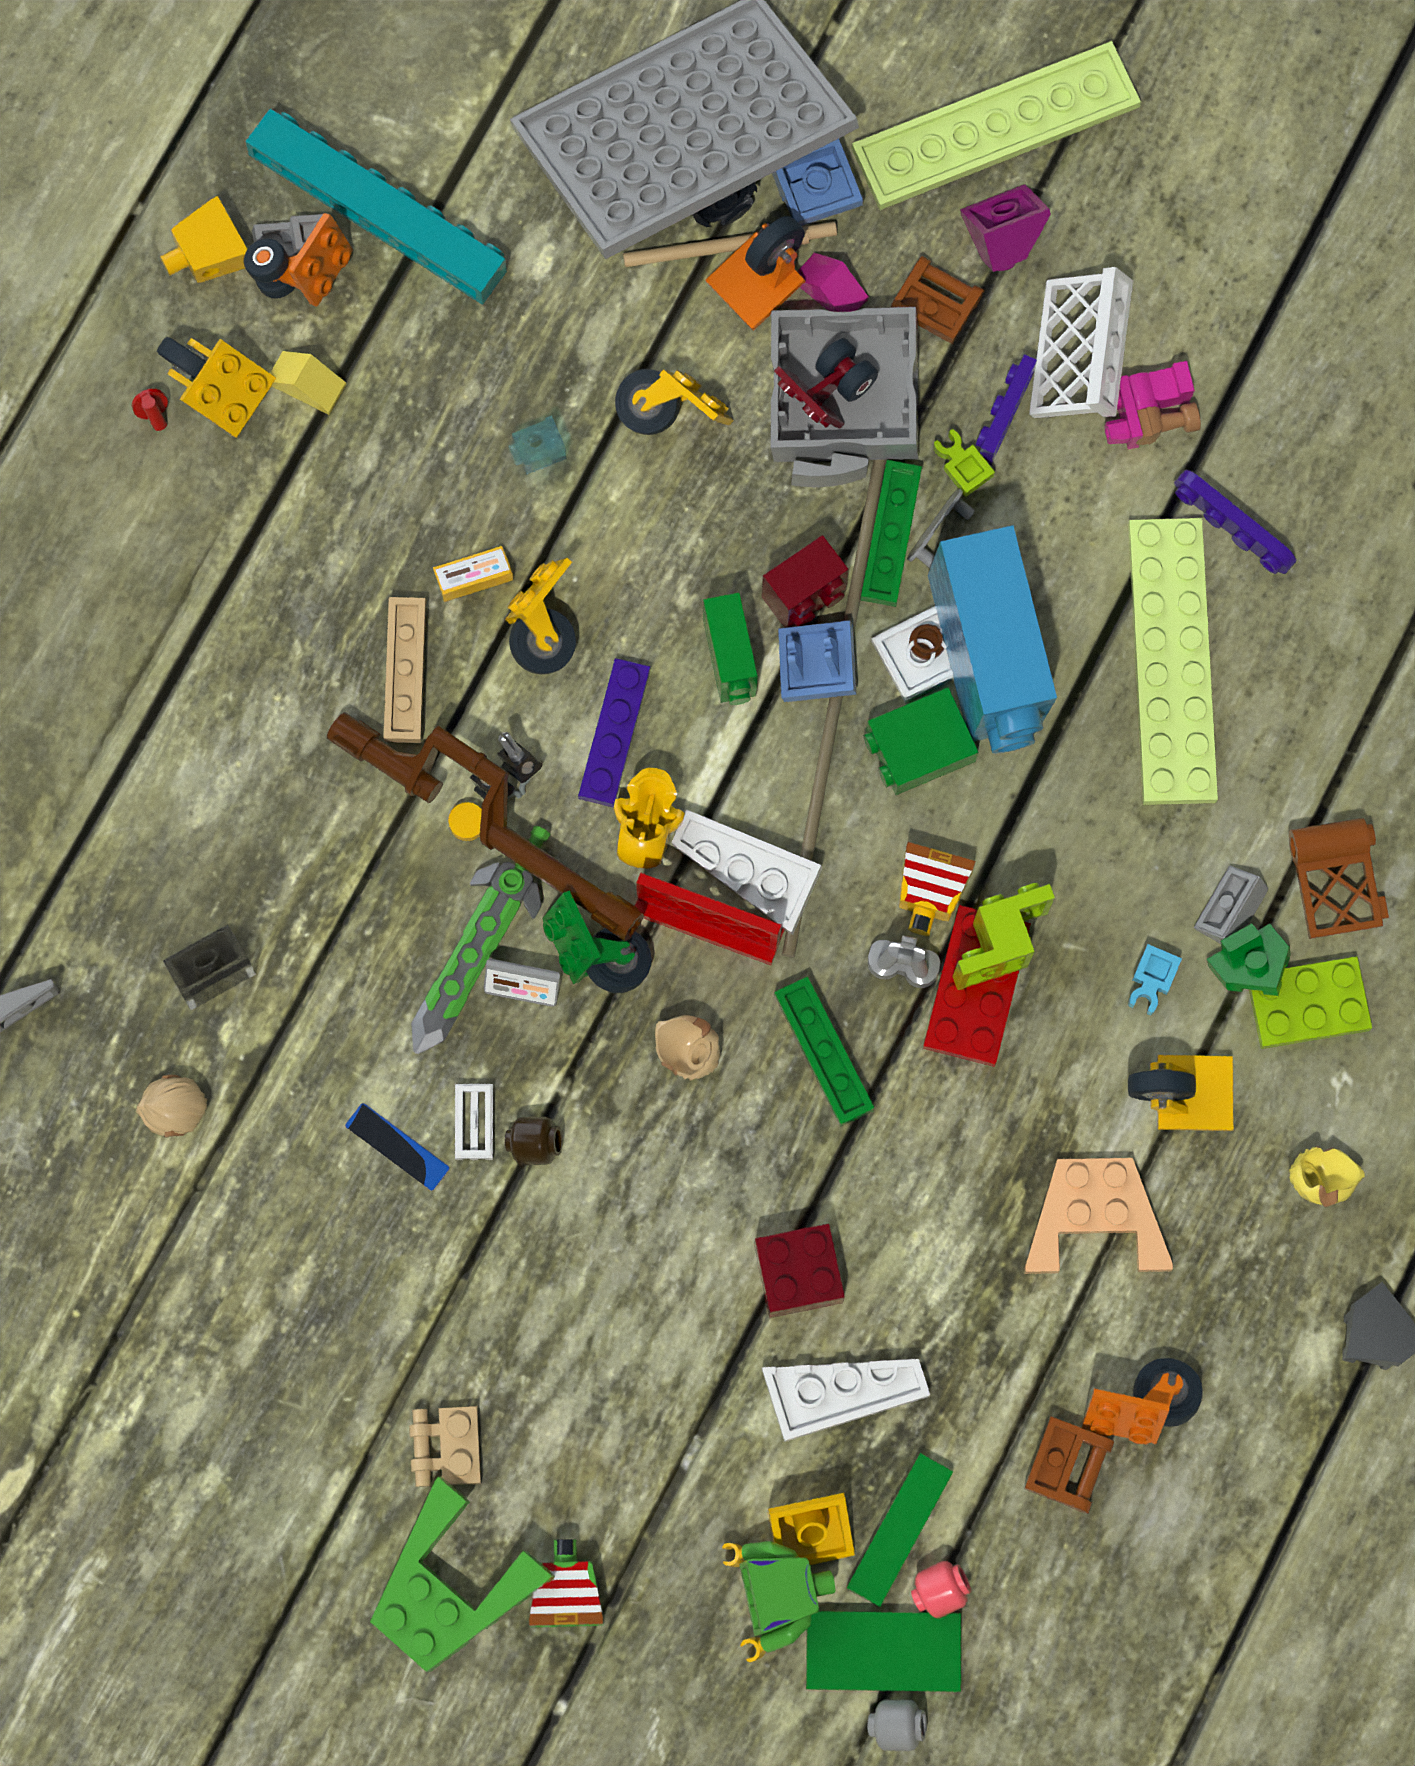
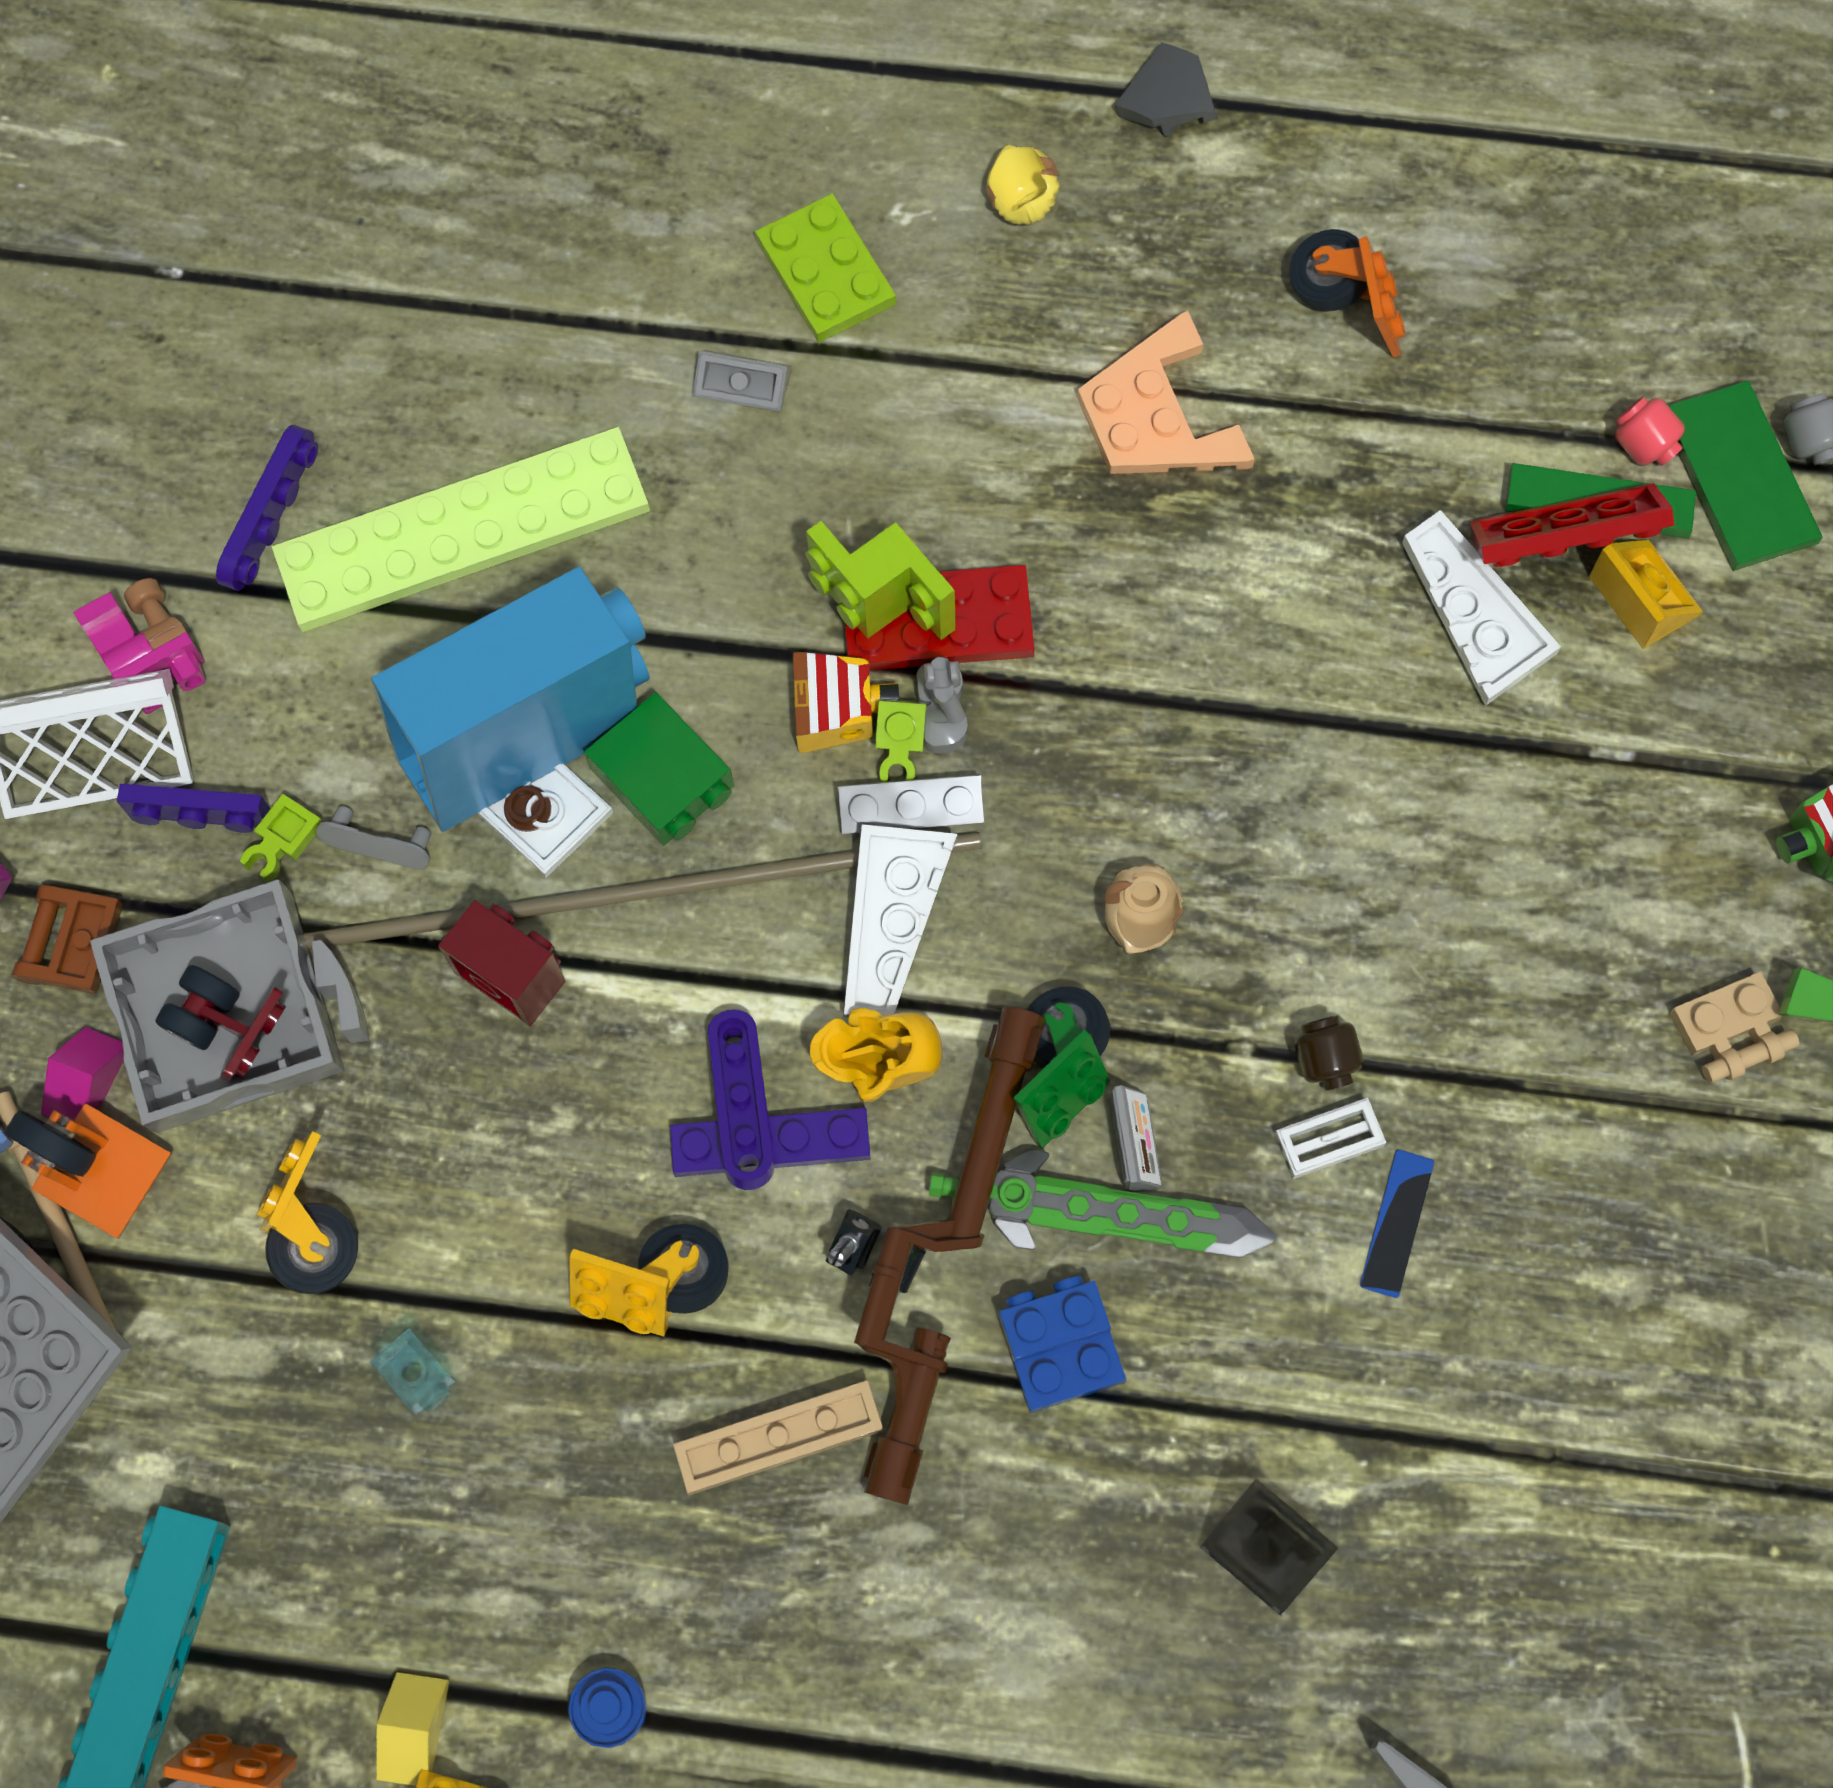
camera: 105 degrees left, 5 degrees down
(172, 1106) = (1467, 1524): tan hair -> none
(270, 505) = (607, 1708): none -> blue plate
(397, 879) = (1061, 1344): none -> blue plate
(465, 821) = (952, 1285): yellow tile -> none
(473, 573) = (615, 1398): slope -> none
(647, 715) = (740, 1099): none -> dark purple plate
(708, 919) = (972, 941): red fence -> none
(730, 648) = (620, 1023): green brick -> none
(778, 1593) = (1739, 590): bright green torso -> none
(799, 1270) = (1359, 695): dark red brick -> none
(817, 661) = (597, 922): medium blue plate -> none
(824, 1051) = (1083, 757): green plate -> none
(831, 913) = (912, 803): none -> plate
(876, 1480) = (1571, 523): none -> red plate
(886, 922) = (901, 731): none -> lime plate
(891, 533) = (398, 892): green plate -> none
(1056, 1461) = (1452, 362): dark orange plate -> none
(1155, 974) = (851, 430): medium azure plate -> none
(1188, 1091) = (977, 353): yellow plate -> none
(1251, 960) = (803, 329): green plate -> none
(1331, 847) = (635, 288): dark orange piece -> none

